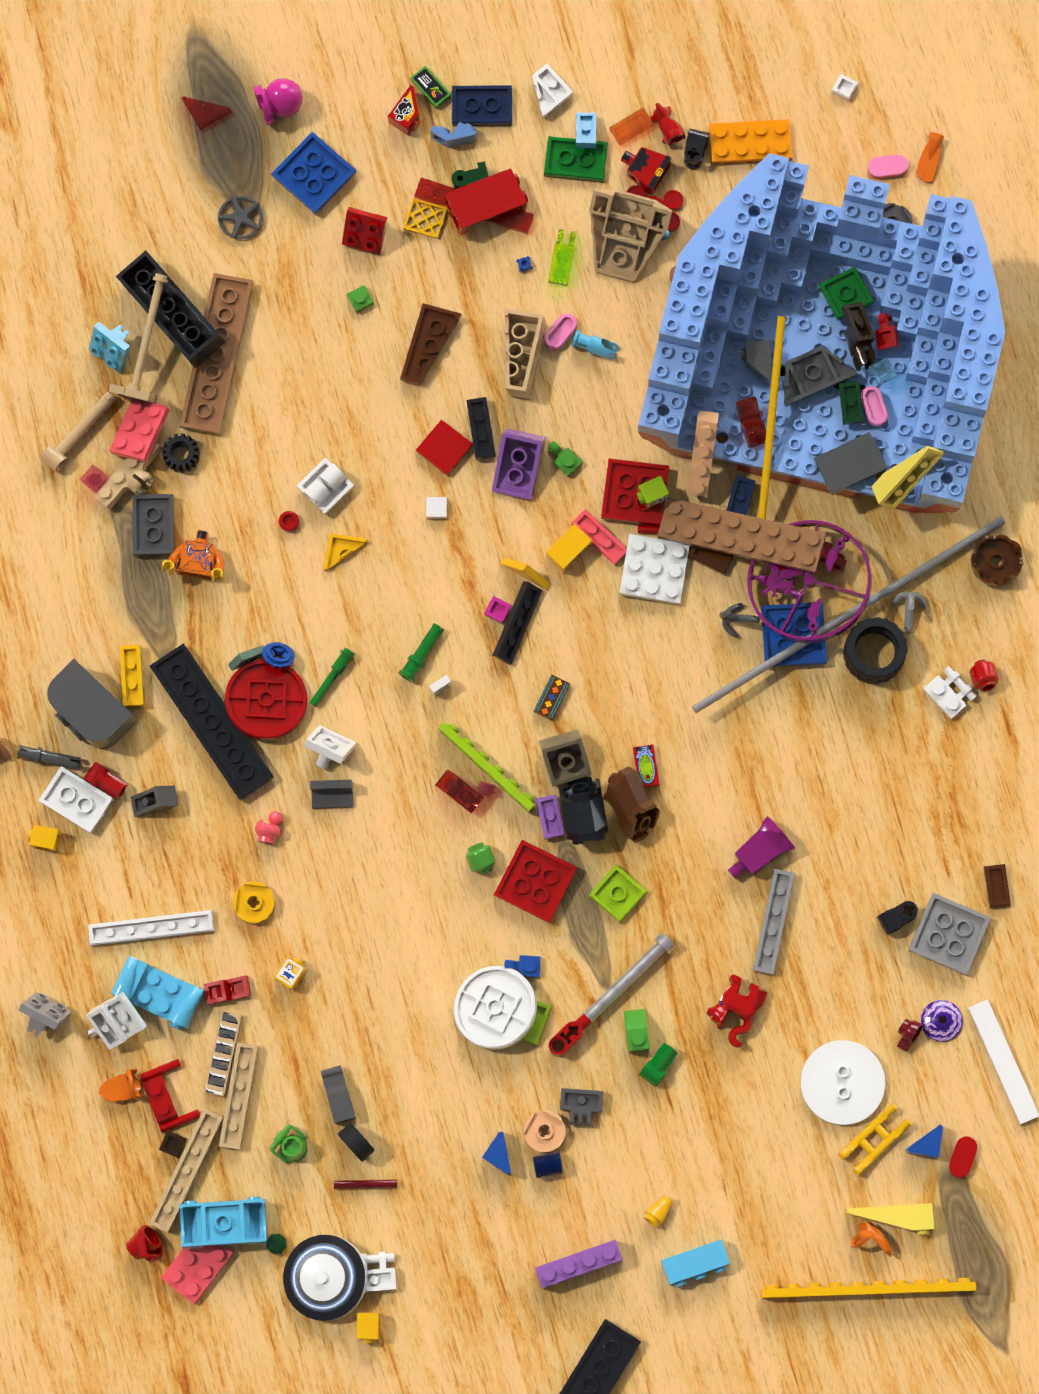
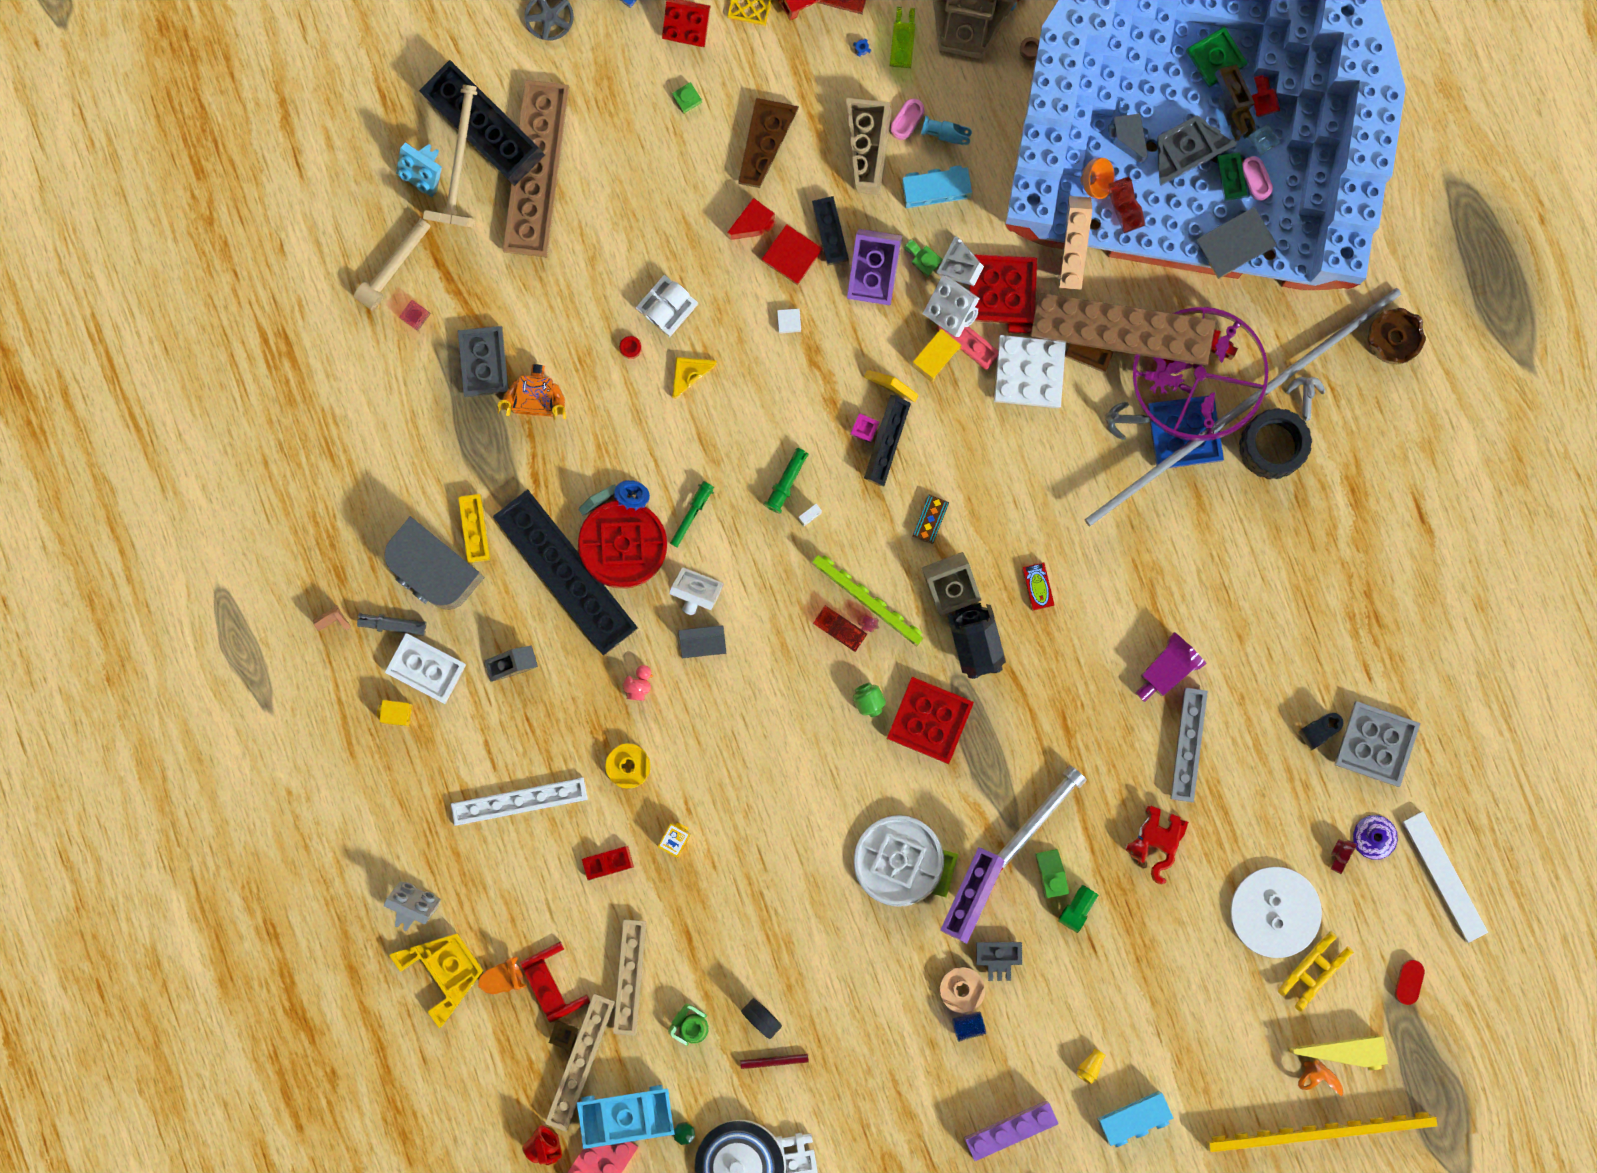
camera: 15 degrees left, 5 degrees up
(75, 1073) = (451, 967): none -> yellow wing
(101, 778) = (450, 642): red piece -> none
(115, 1021) = (489, 907): white plate -> none
(128, 476) = (453, 308): tan plate -> none
(139, 430) = (459, 258): coral plate -> none
(158, 992) = (532, 872): medium azure piece -> none
(172, 444) = (506, 267): black tyre -> none
(222, 1053) = (608, 932): tile -> none
(338, 1095) = (737, 967): dark grey piece -> none
(410, 415) = (752, 221): none -> red slope
(498, 1155) = (914, 1019): blue slope -> none
(527, 965) = (928, 812): blue plate -> none
(550, 817) = (940, 649): medium lavender plate -> none
(559, 1041) = (972, 895): none -> medium lavender brick
(581, 395) = (936, 187): none -> medium azure brick
(586, 504) = (952, 306): none -> white plate
(597, 466) = (960, 264): none -> white wing
(617, 893) = (1019, 726): lime tile -> none
(631, 803) = (1027, 629): reddish brown brick -> none
(652, 492) = (1023, 288): lime brick -> none
(731, 393) = (1102, 175): none -> orange piece
(741, 495) = (1116, 284): dark blue plate -> none
(771, 417) = (1149, 197): yellow piece -> none
(902, 478) = (1295, 258): light yellow slope -> none
(928, 1145) = (1373, 971): blue slope -> none
(945, 697) = (1351, 487): white plate -> none
(984, 675) = (1392, 462): red head -> none
(997, 886) = (1423, 688): reddish brown tile -> none

